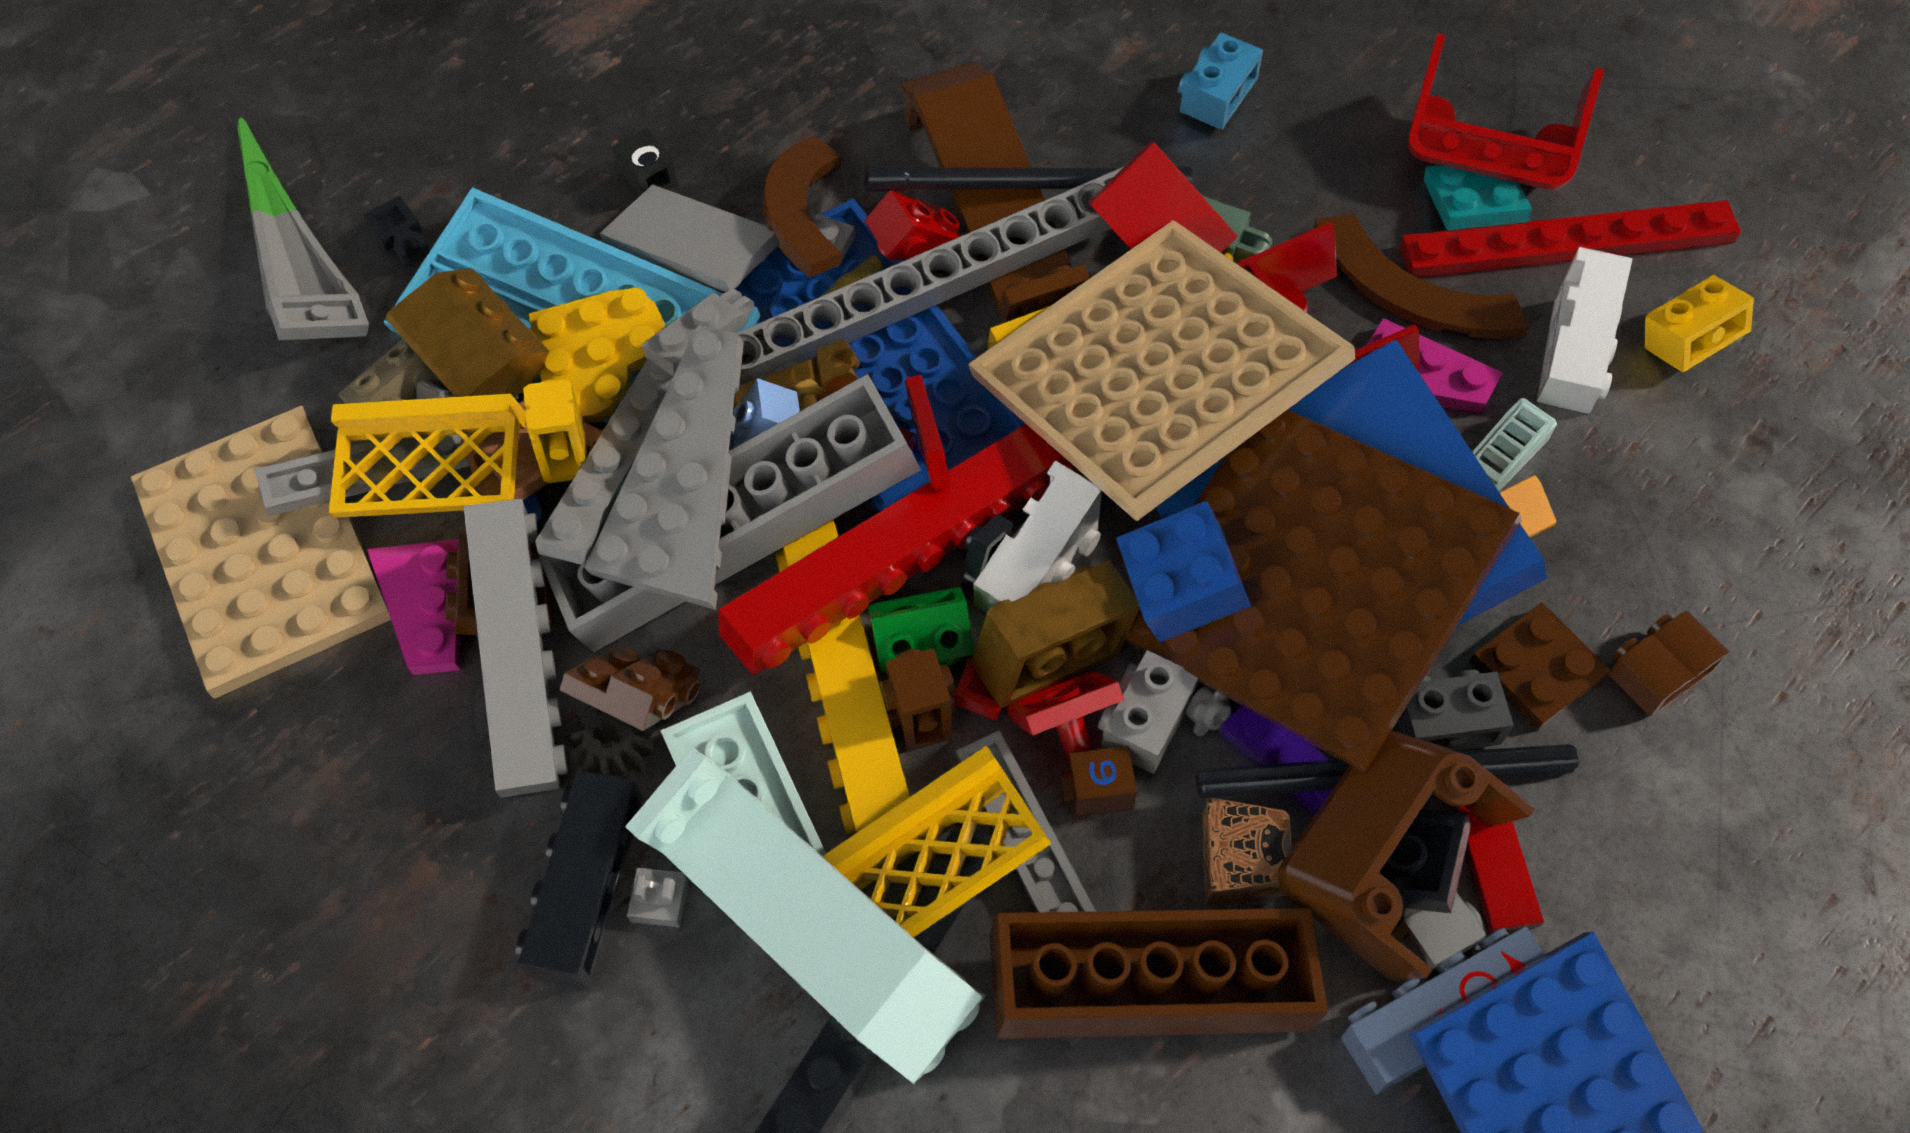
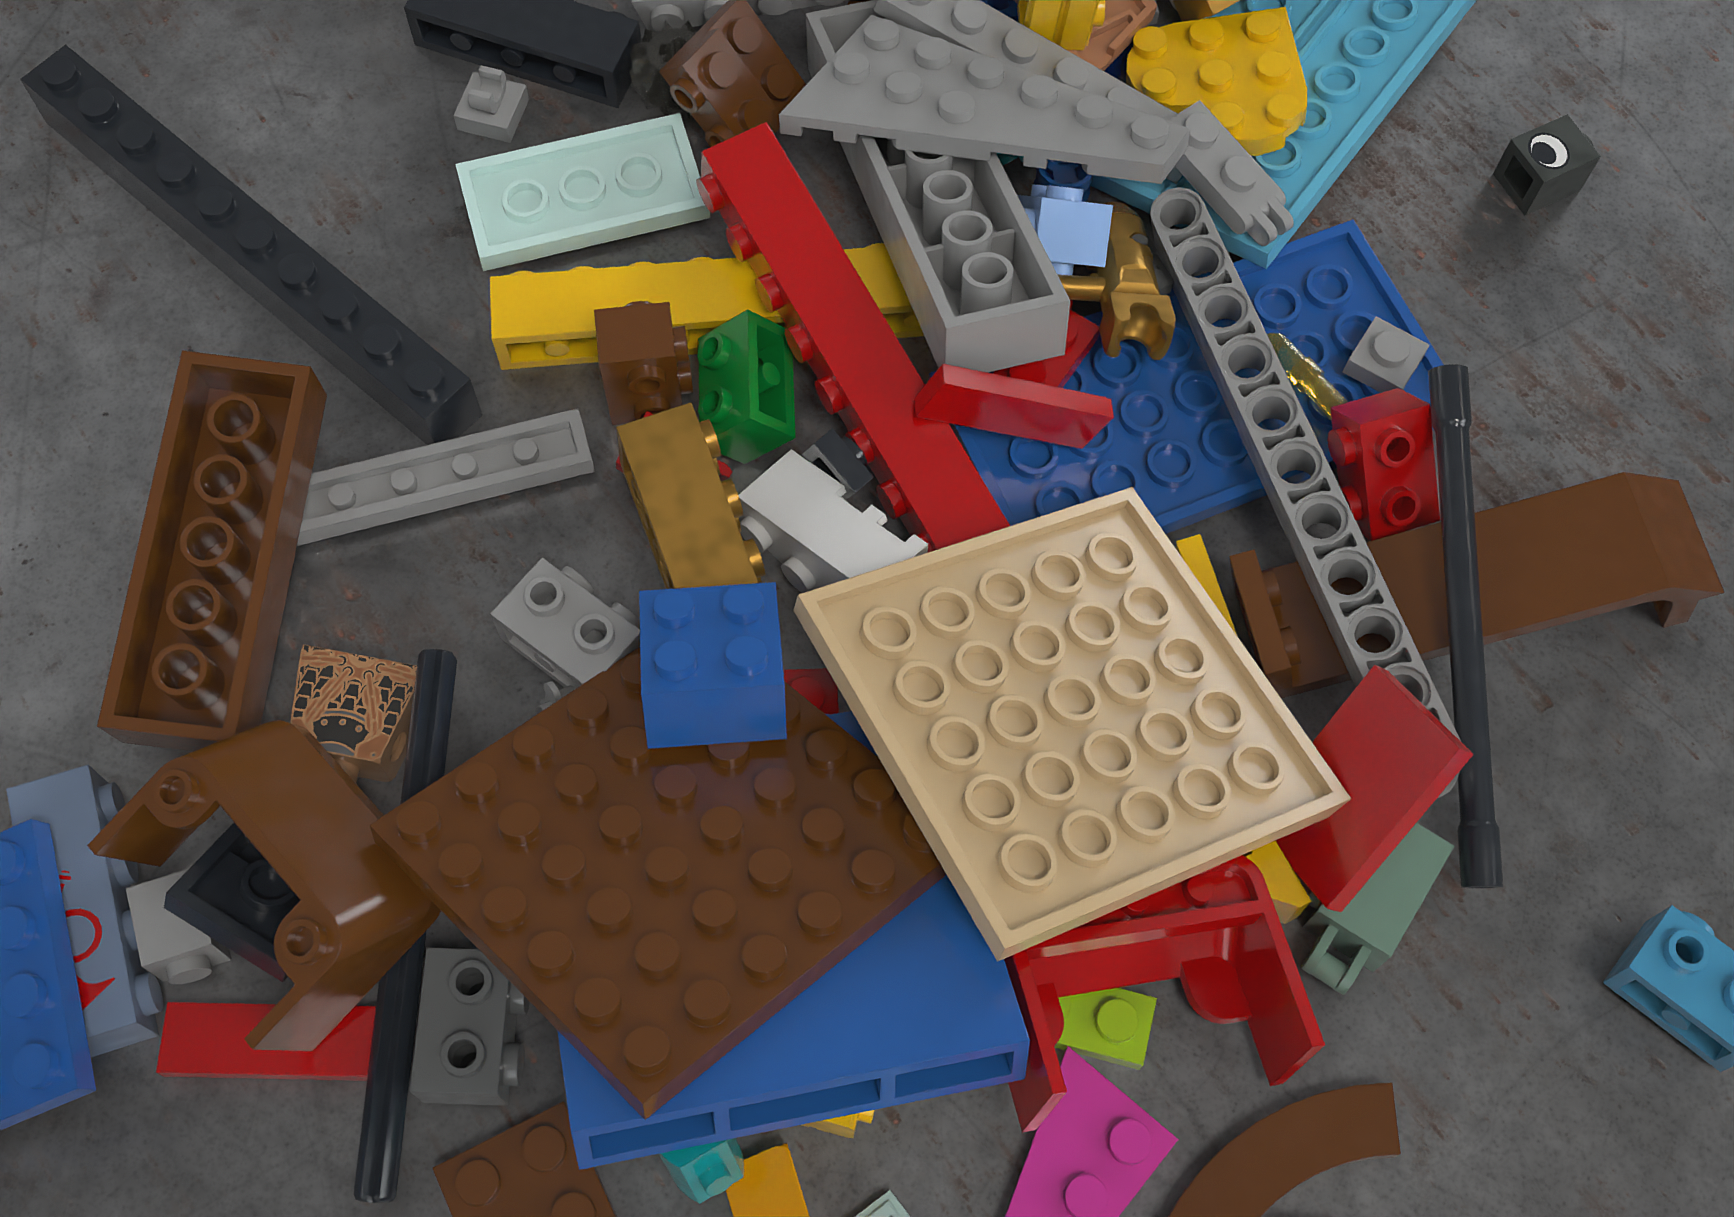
camera: 95 degrees right, 5 degrees up
(690, 238) = (1401, 197): light grey tile -> none
(787, 208) = (1458, 305): reddish brown tile -> none
(808, 916) = (395, 202): light aqua panel -> none
(917, 827) = (469, 330): yellow fence -> none
(1064, 708) = (594, 526): red tile -> none
(1099, 781) = (492, 559): reddish brown brick -> none

